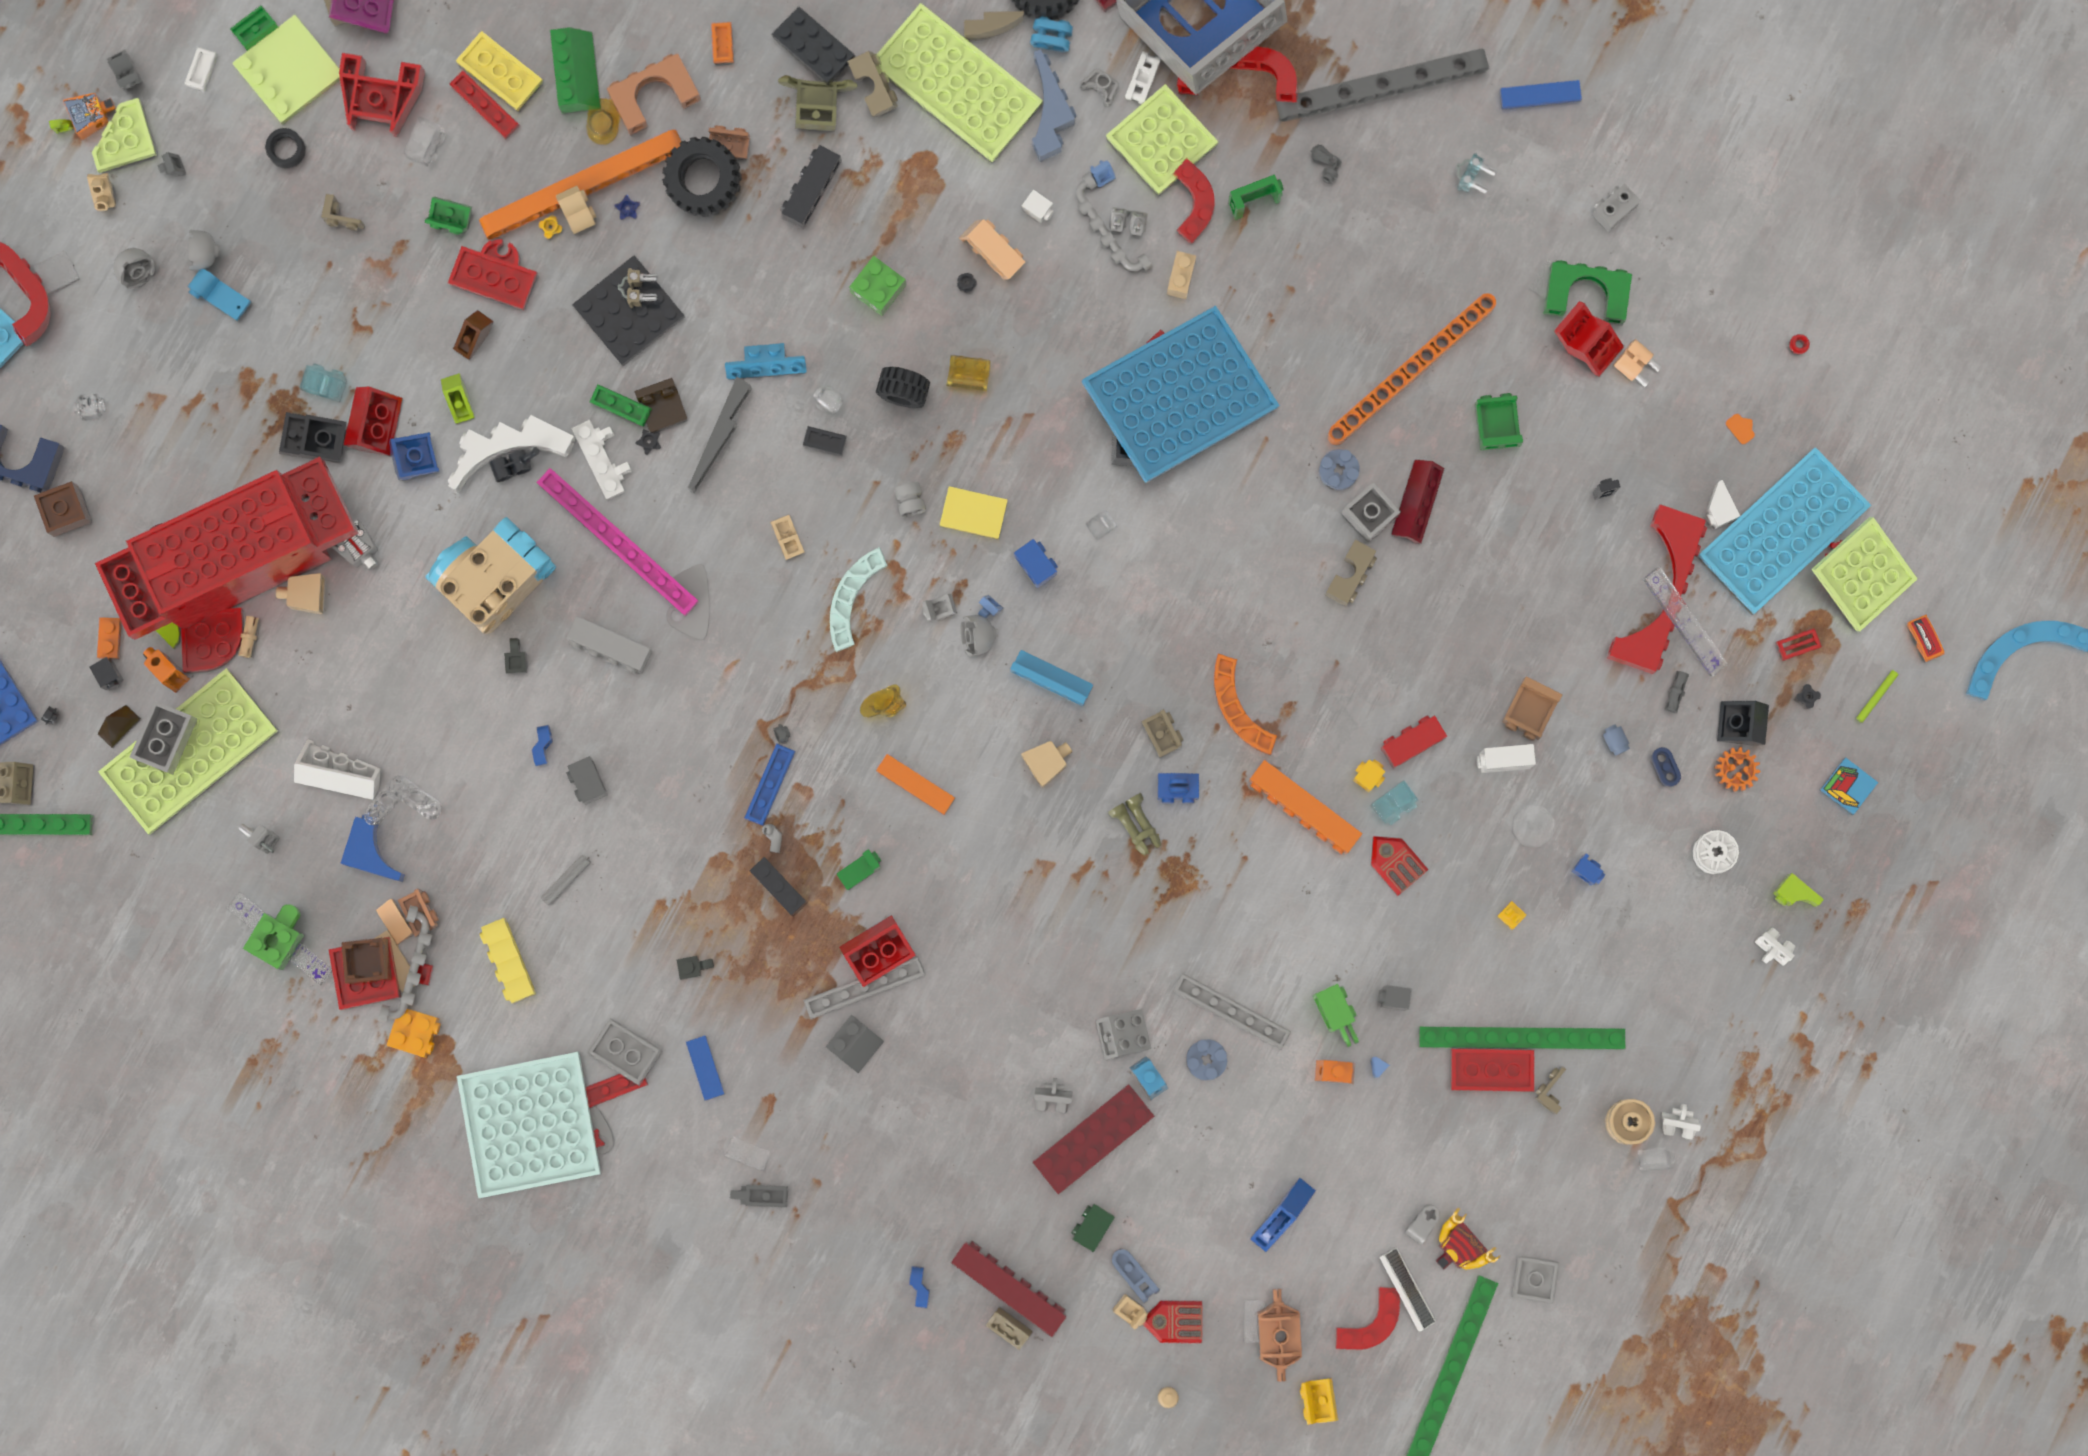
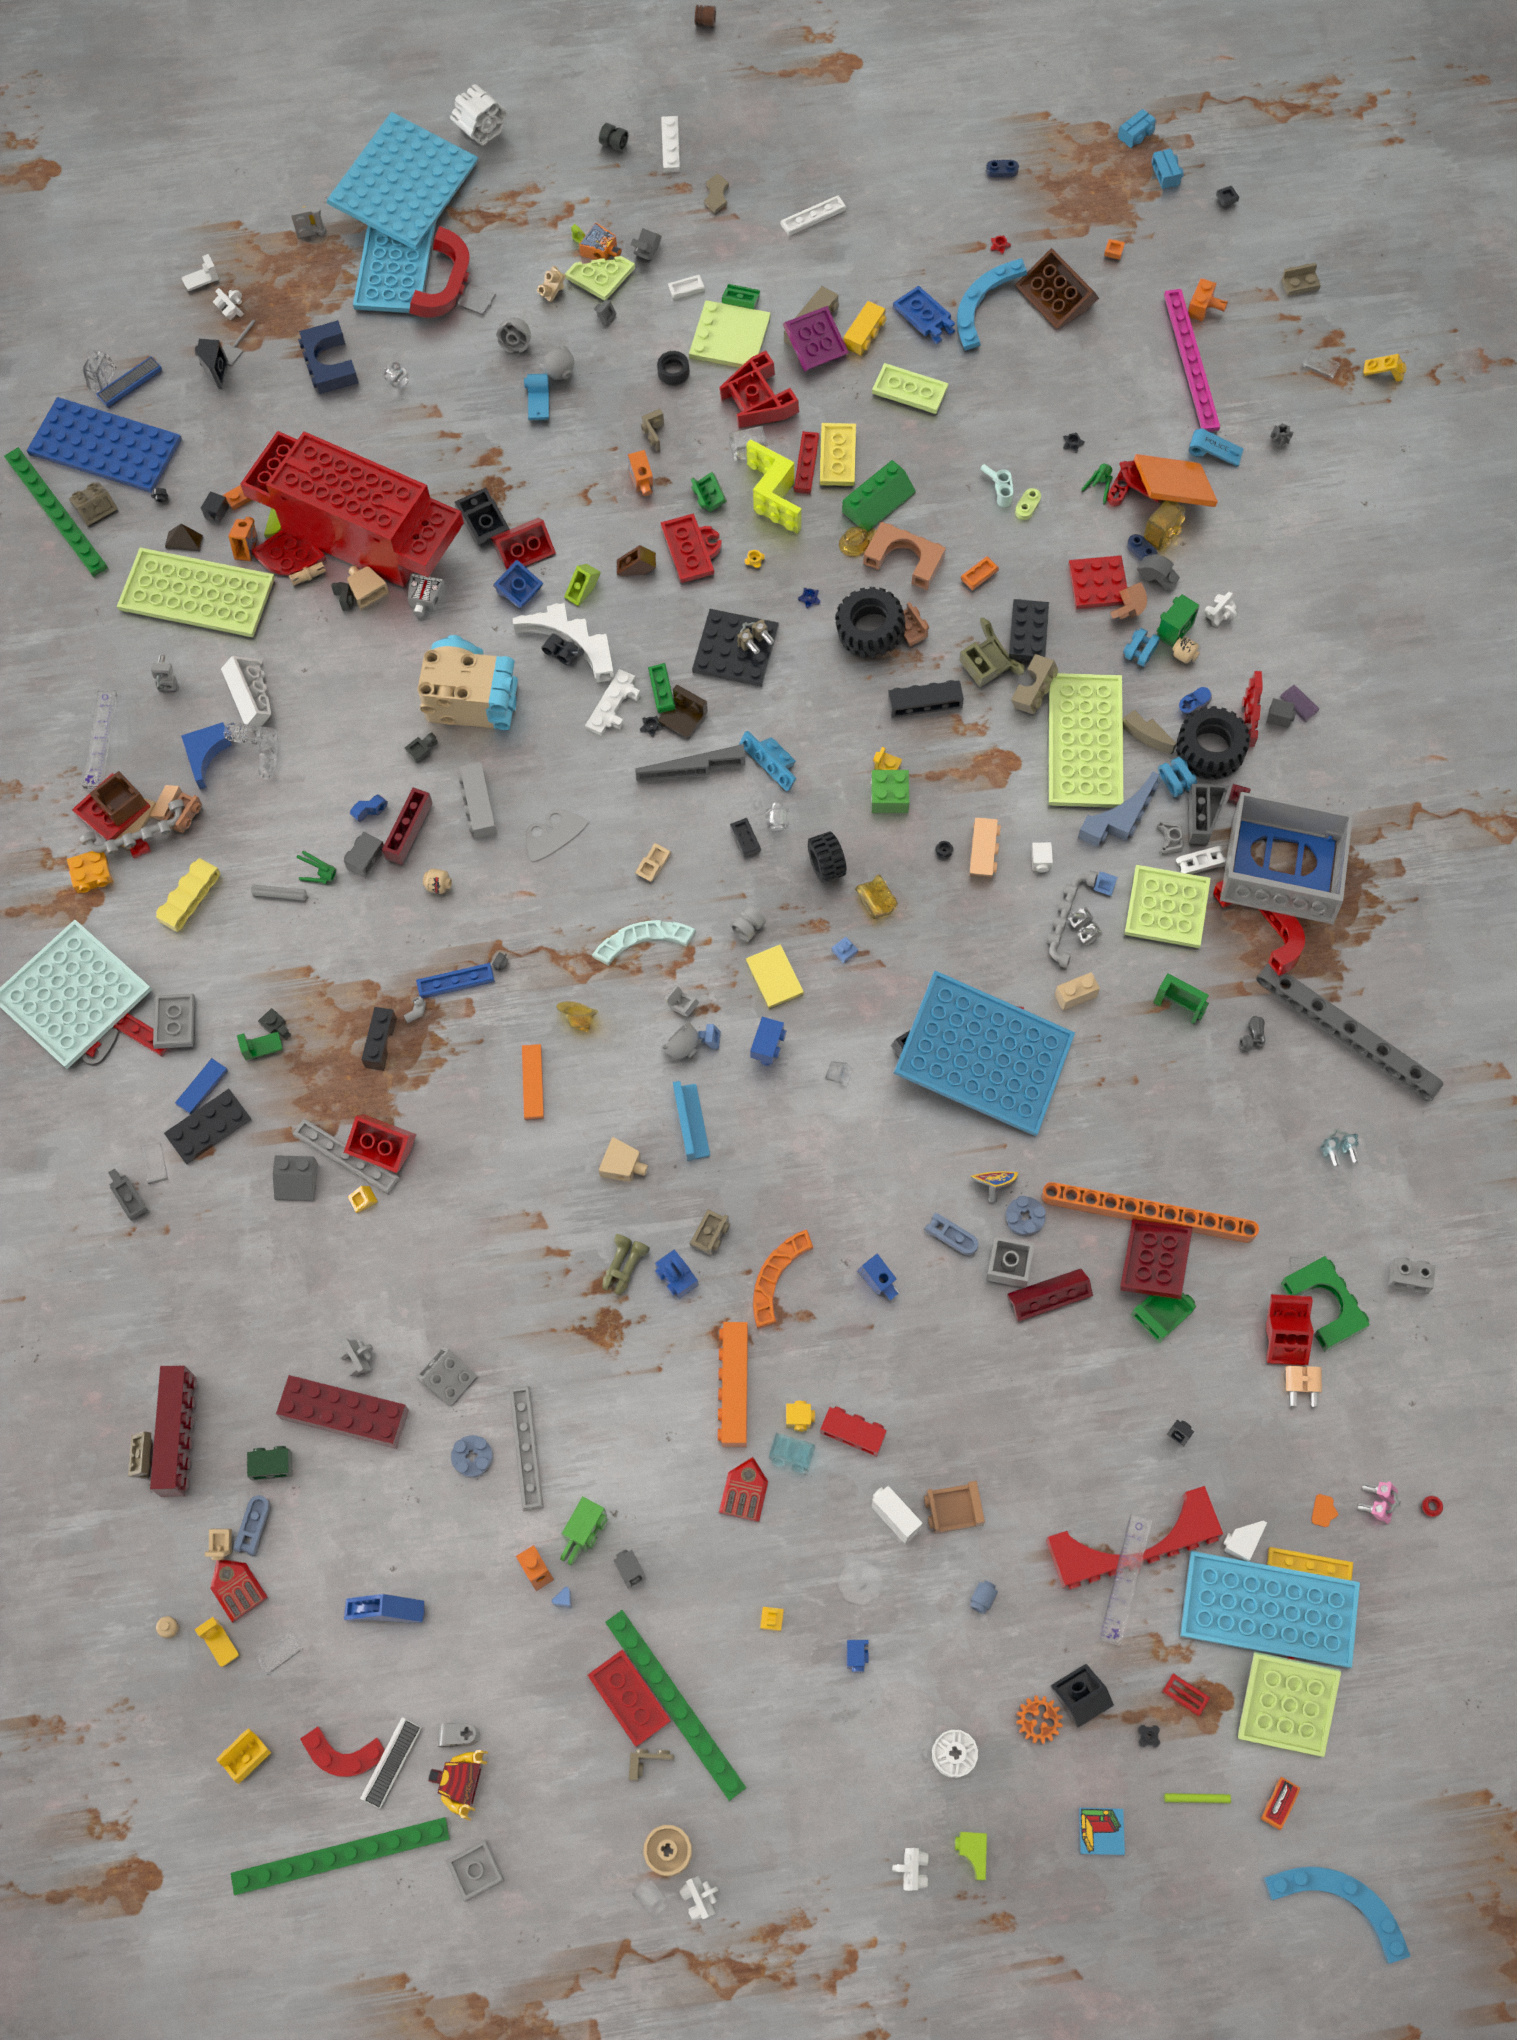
camera: 55 degrees right, 15 degrees down
(62, 509) = (311, 405): reddish brown container -> none
(163, 737) = (190, 565): light grey brick -> none
(275, 938) = (95, 740): bright green brick -> none
(304, 618) = (345, 593): none -> pearl dark grey bracket
(323, 383) = (526, 497): clear light blue brick -> none
(374, 260) = (640, 472): none -> orange torso
(486, 139) = (773, 486): none -> neon yellow bracket
(575, 209) = (778, 562): tan brick -> none
(577, 824) = (325, 871): none -> green plant
(589, 179) = (796, 553): orange beam -> none
(589, 724) = (407, 826): none -> dark red brick
(617, 542) = (558, 755): dark pink plate -> none
(663, 735) = (437, 881): none -> tan head
(706, 991) = (259, 1046): none -> green bracket
(747, 1086) = (207, 1126): none -> black plate
(846, 266) = (885, 761): none -> yellow bracket
(859, 869) = (436, 1087): green bracket -> none
(914, 999) = (362, 1198): none -> yellow slope
(922, 1292) = (128, 1367): blue piece -> none
(994, 436) = (844, 950): none -> medium blue tile
(1102, 39) = (1204, 809): none -> dark grey wedge
(1148, 1077) = (422, 1419): dark azure torso -> none
(1202, 200) = (1146, 968): red plate -> none
(1212, 1364) = (217, 1641): none -> yellow bracket
(1279, 1318) = (295, 1674): nougat plate -> none
(1294, 469) = (996, 1181): none -> shield
(1296, 626) = (875, 1269): none -> blue torso
(1312, 540) = (952, 1235): none -> sand blue plate
(1343, 589) = (933, 1288): dark tan arch -> none
(1455, 395) = (1156, 1259): none -> dark red plate
(1540, 94) = (1448, 1153): blue tile -> none
(1667, 766) = (993, 1657): dark blue plate -> none
(1676, 691) = (1063, 1619): dark grey pin -> none
(1773, 473) = (1309, 1563): none -> yellow tile
(1775, 386) = (1387, 1492): none -> piece

